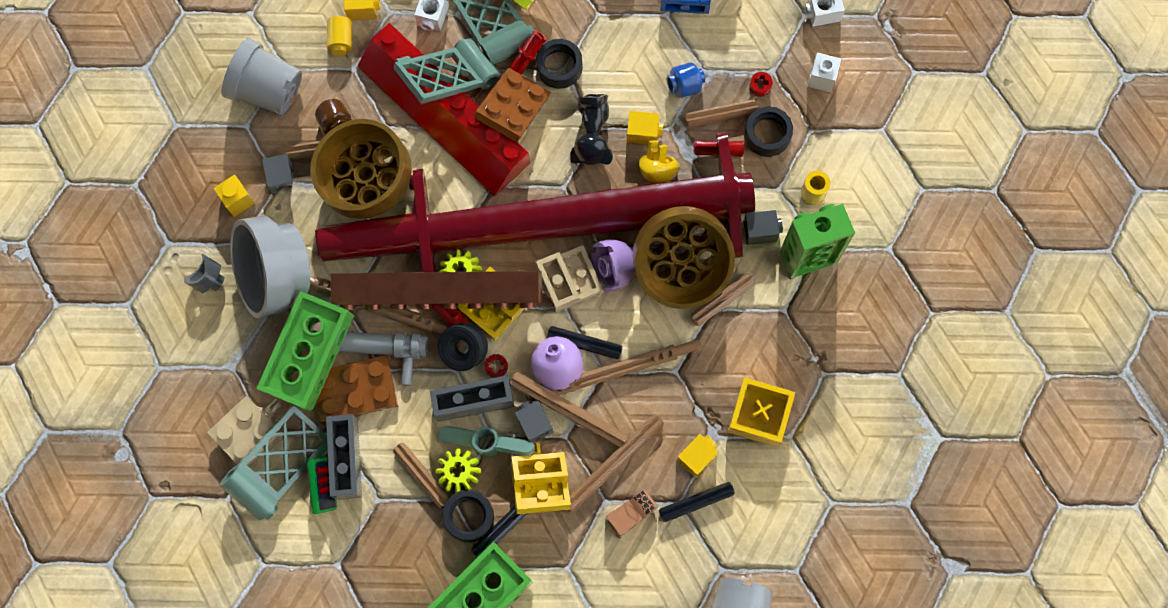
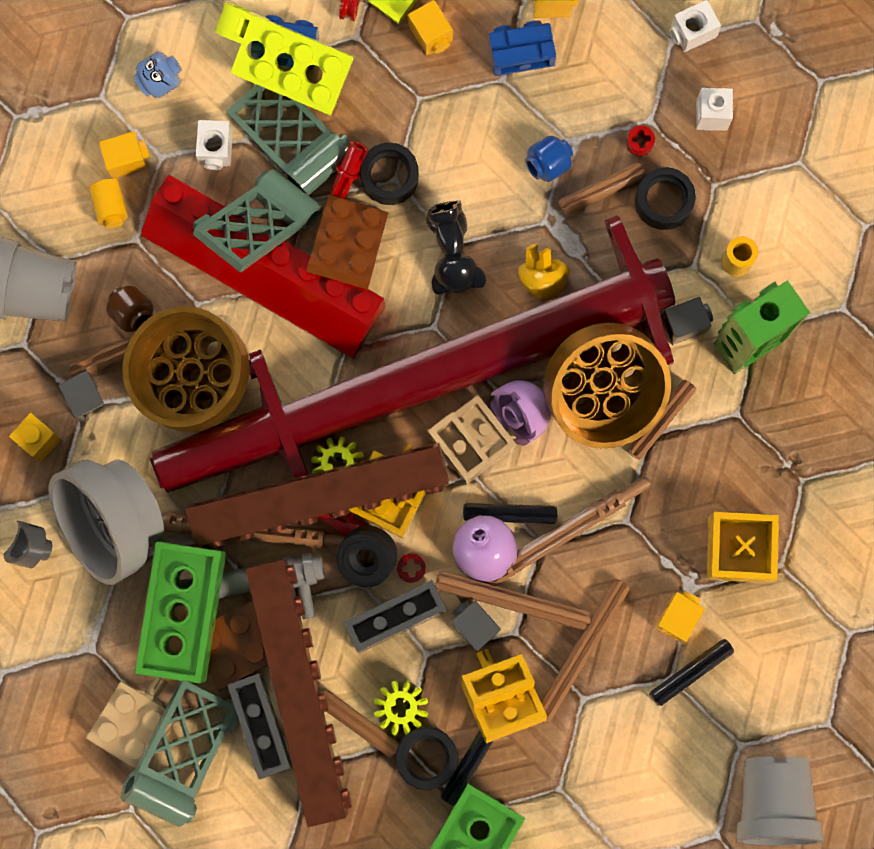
camera: 15 degrees left, 5 degrees up
(319, 486) = (241, 766): slope -> none
(380, 437) = (298, 693): none -> copper brick
(473, 438) = (406, 663): sand green piece -> none
(631, 513) = (619, 706): nougat leg -> none
(643, 127) = (514, 231): yellow brick -> none
(709, 148) = (599, 236): red axle -> none

